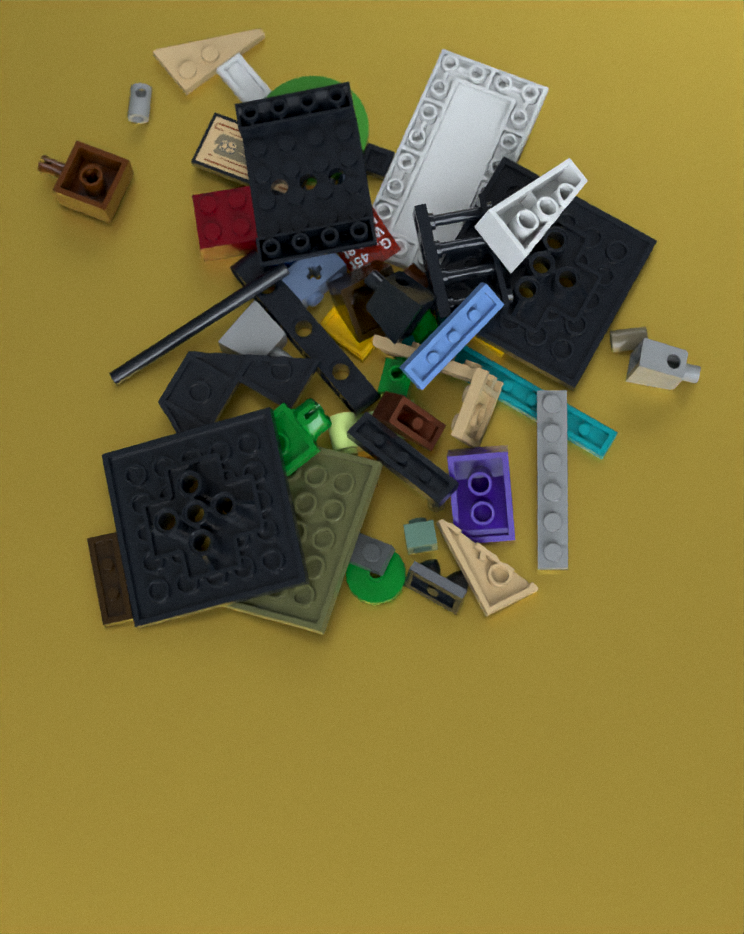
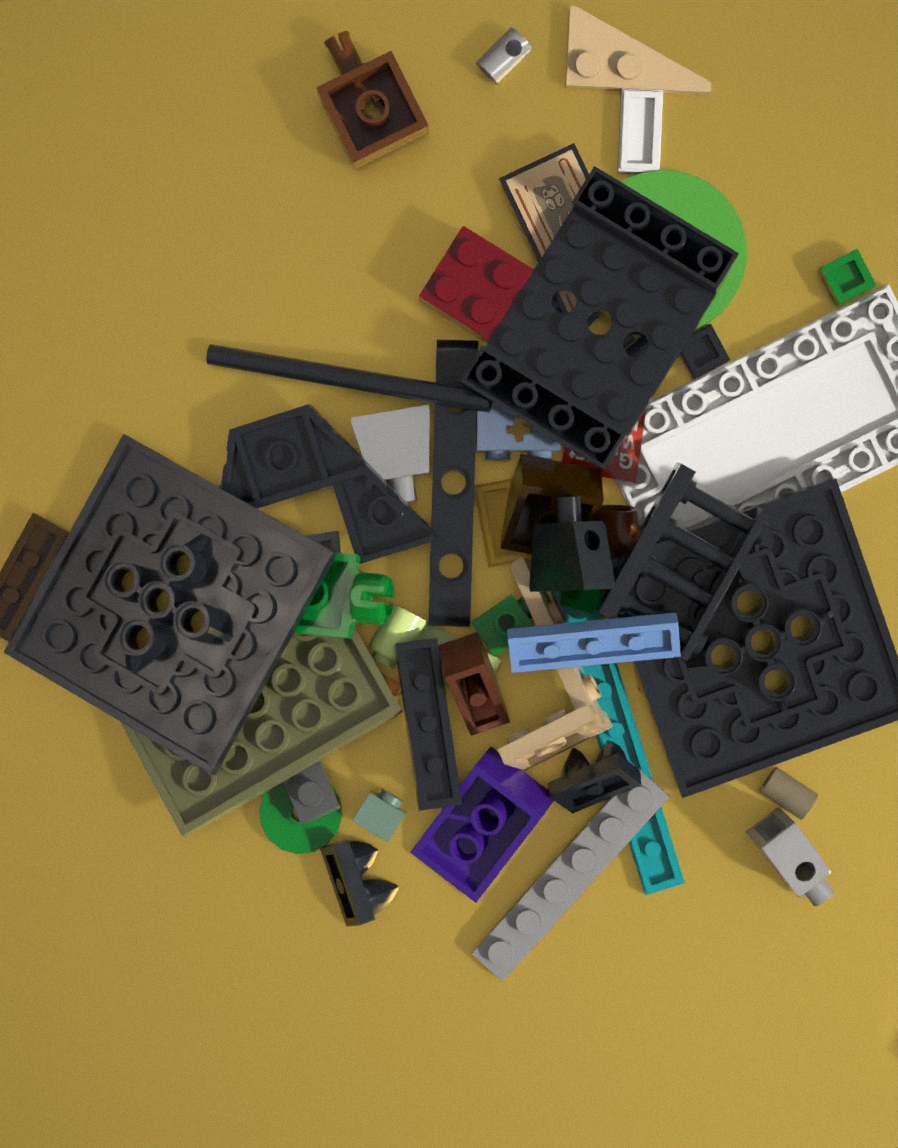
camera: 35 degrees right, 15 degrees up
(418, 62) = (847, 277): none -> green plate
(490, 580) = (412, 921): tan wing -> none
(517, 423) = (588, 784): none -> black tile
(524, 217) = (787, 585): white wedge -> none

